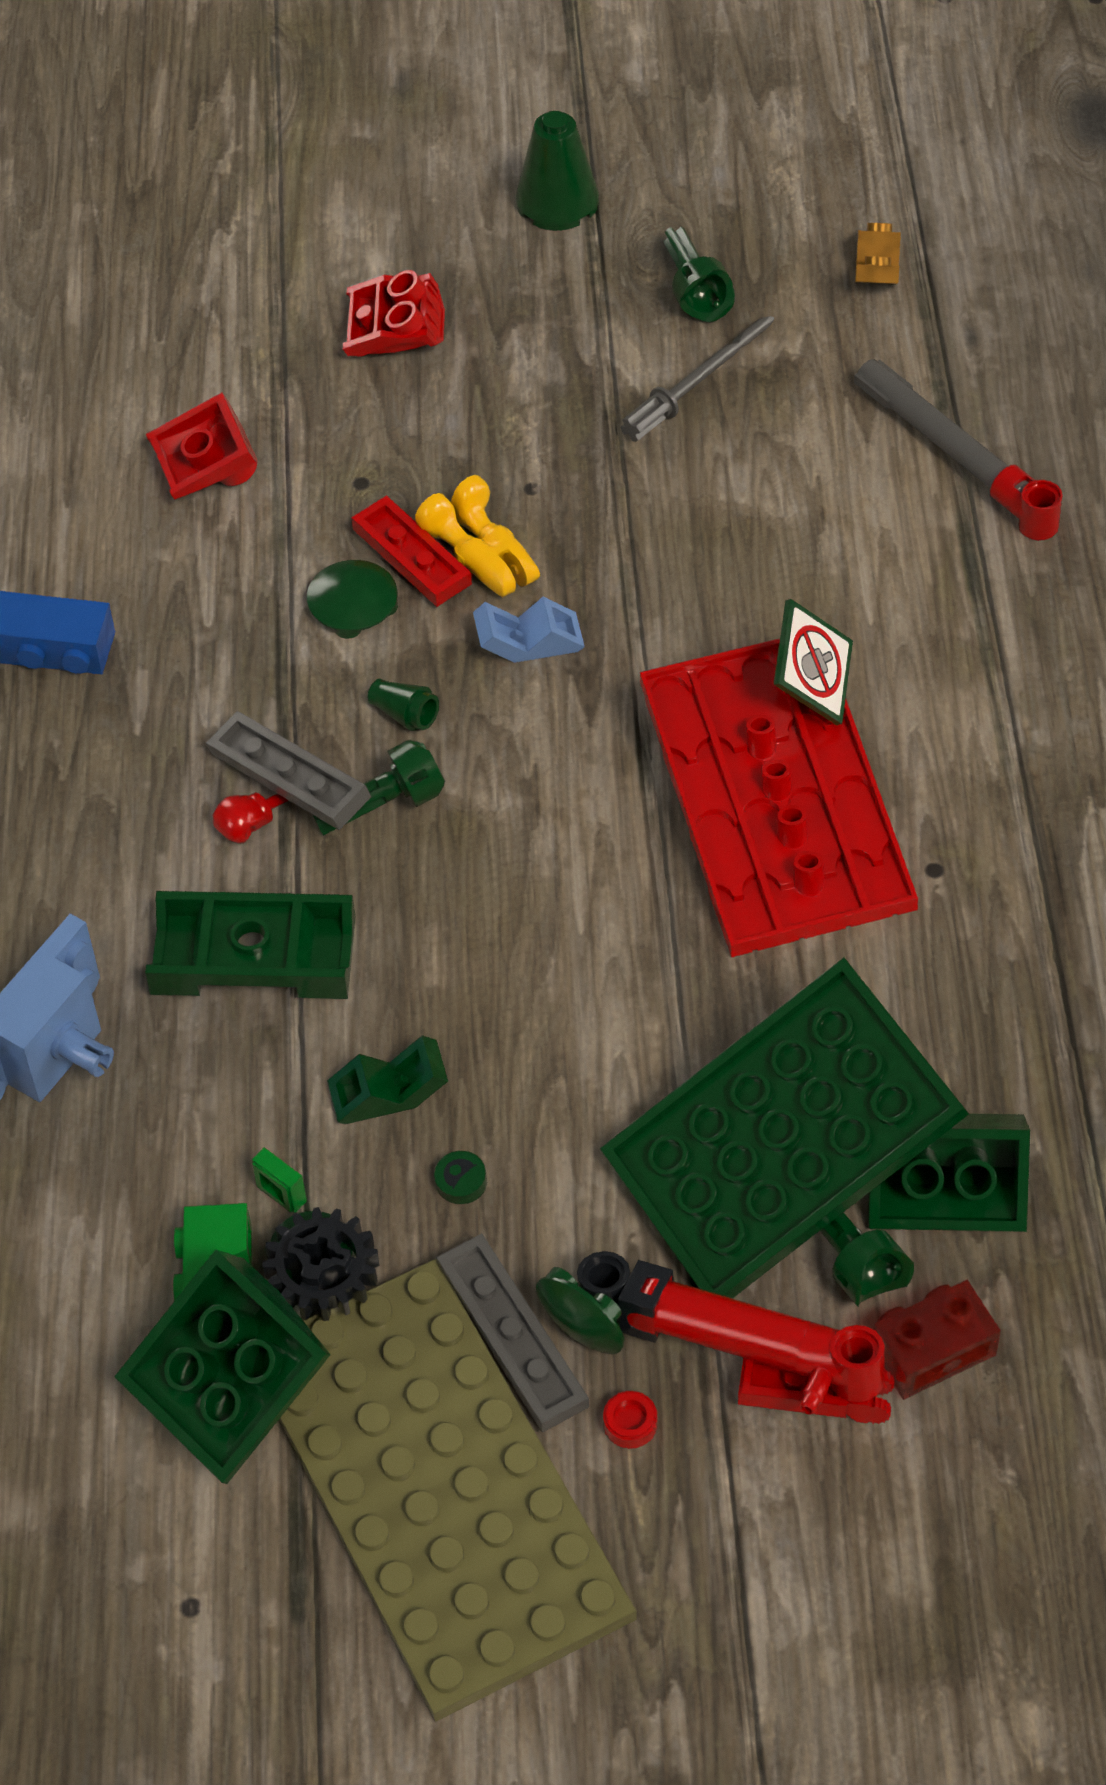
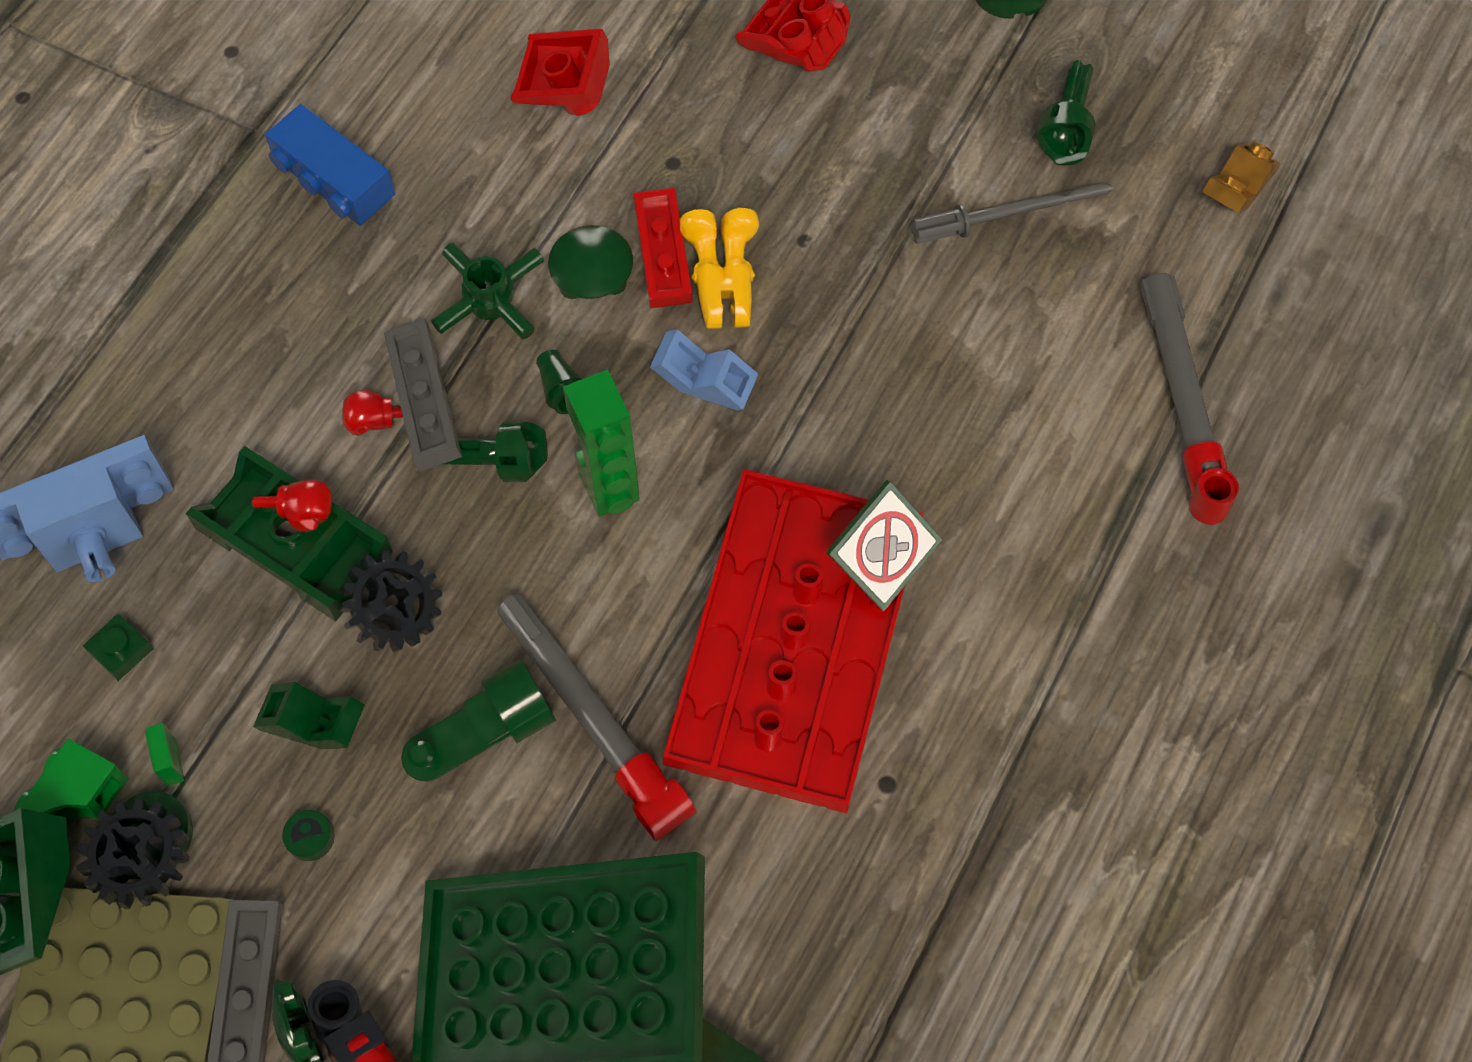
camera: 30 degrees right, 10 degrees up
(155, 1126) = (118, 647): none -> dark green plate
(256, 901) = (301, 502): none -> red piece
(277, 660) = (499, 292): none -> dark green bar
(393, 948) = (382, 585): none -> black gear
(510, 679) = (606, 442): none -> green arch
(568, 973) = (504, 709): none -> dark green piece
(754, 979) = (658, 801): none -> dark grey piece

